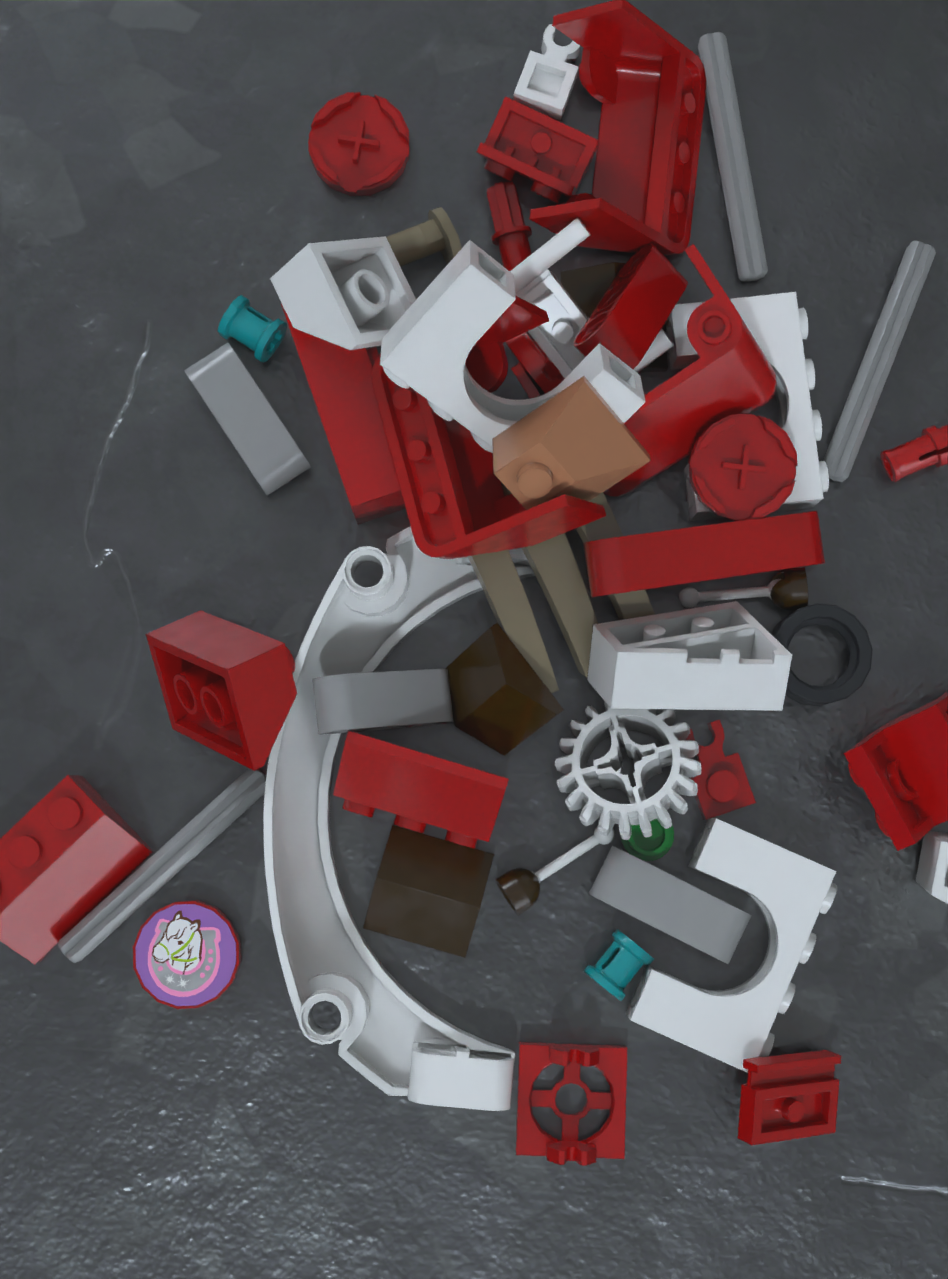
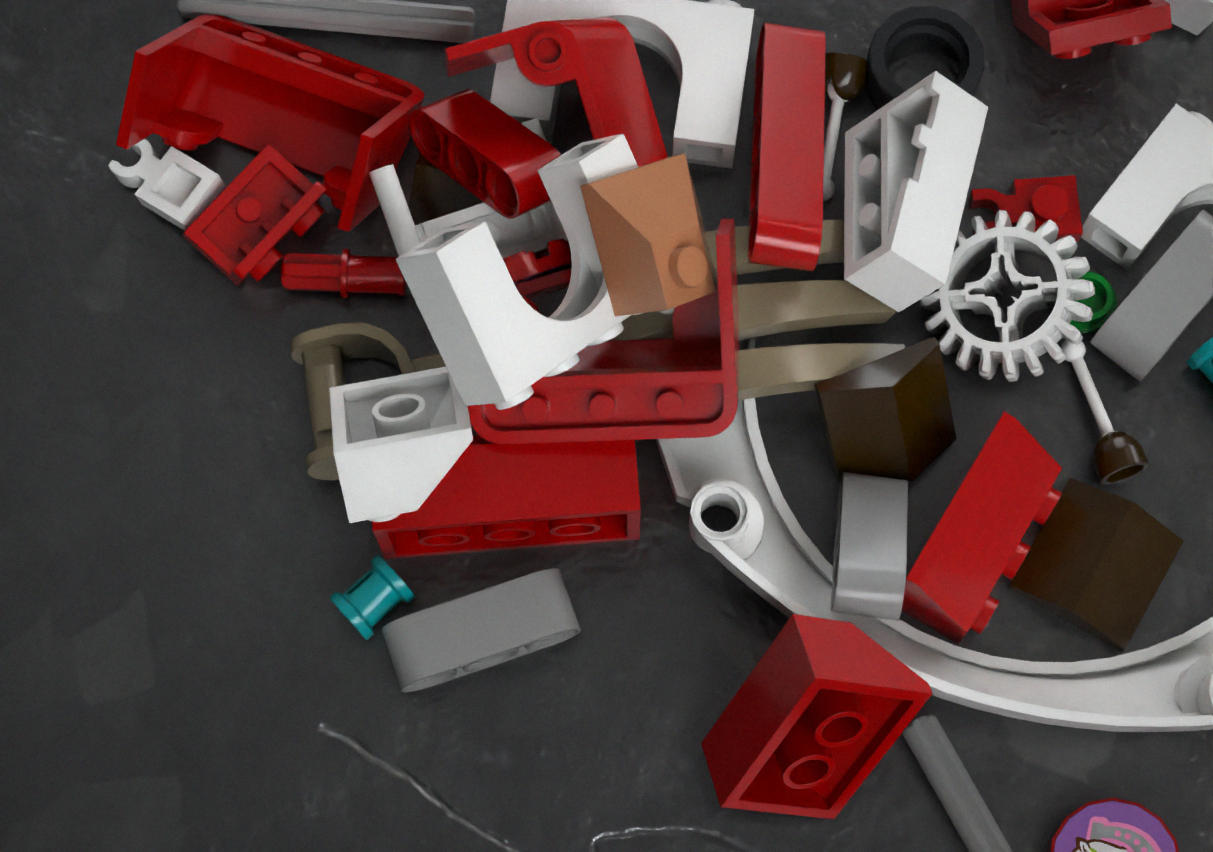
camera: 70 degrees left, 10 degrees down
(359, 144) = (179, 420): red tile -> none
(743, 467) = (700, 79): red tile -> none

